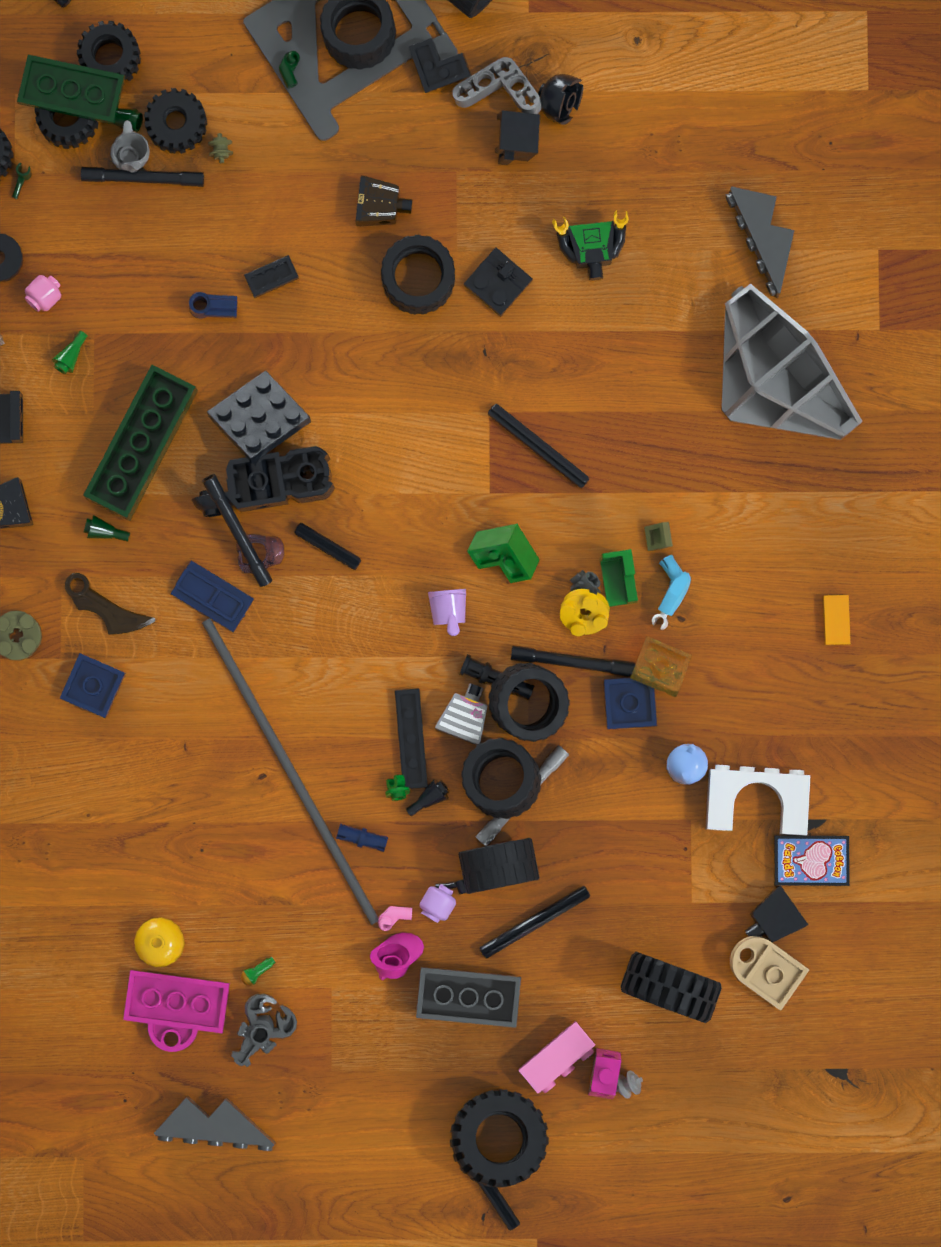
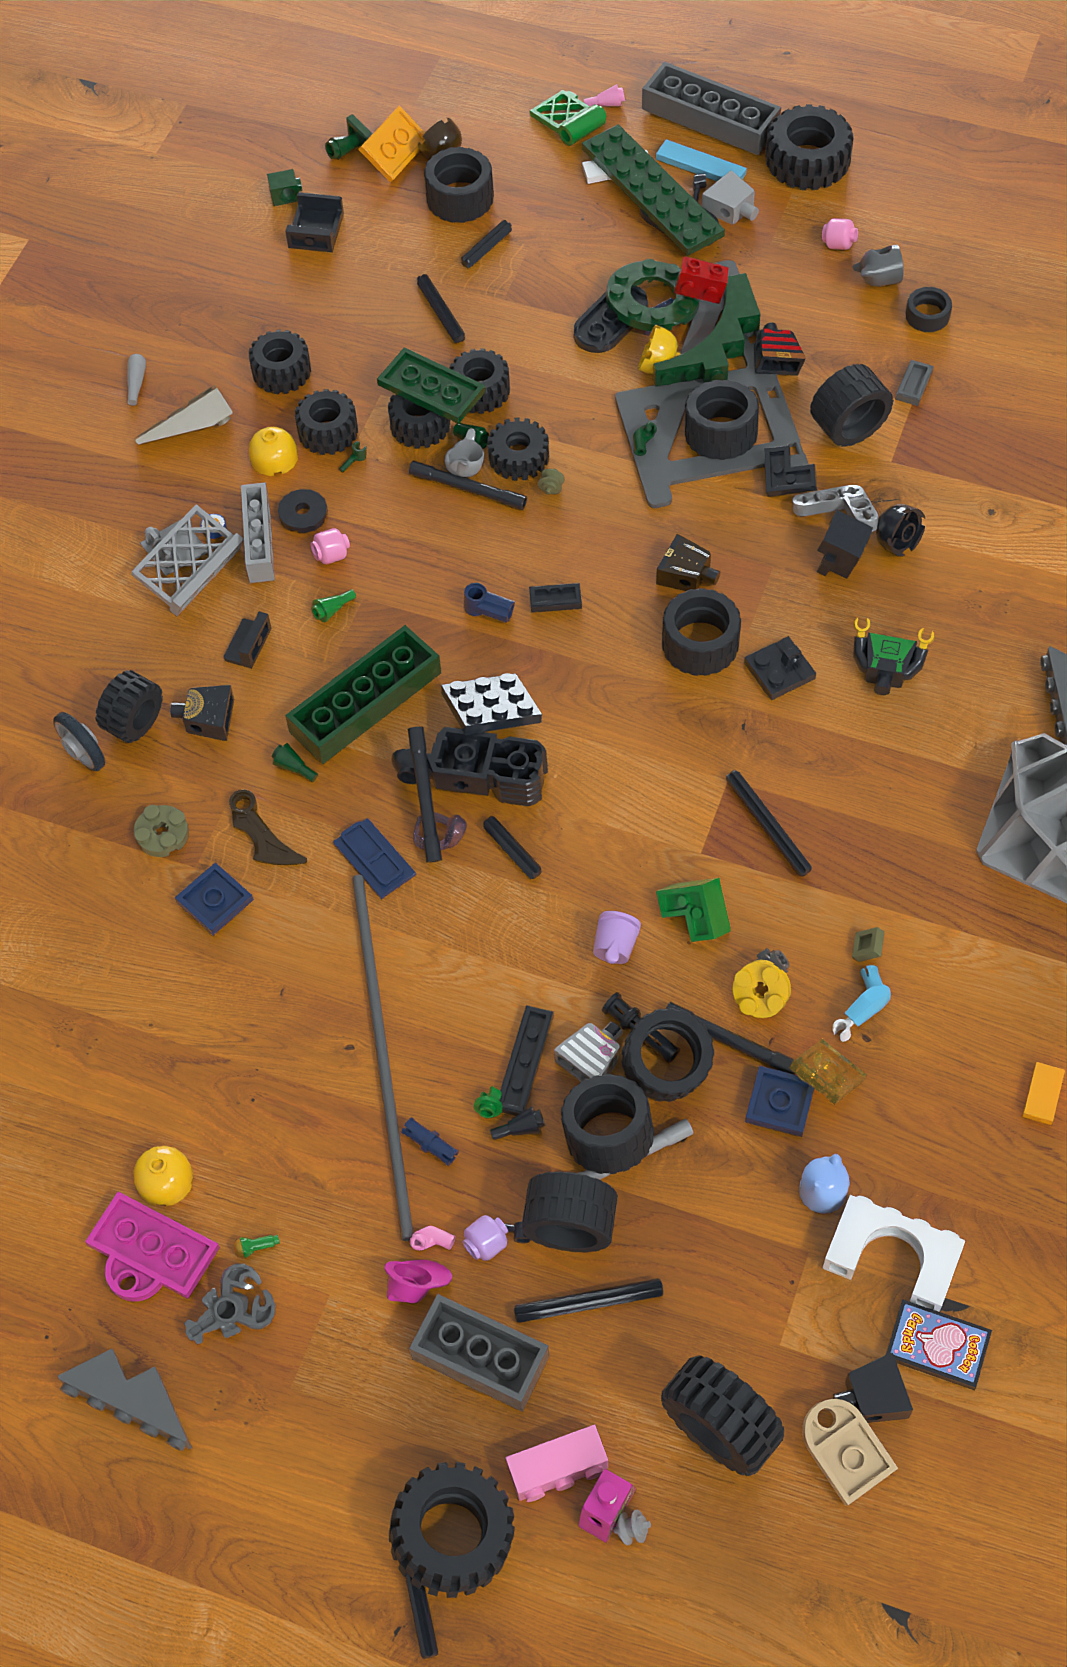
camera: 25 degrees right, 25 degrees down
(618, 577) = (811, 965): green panel -> none

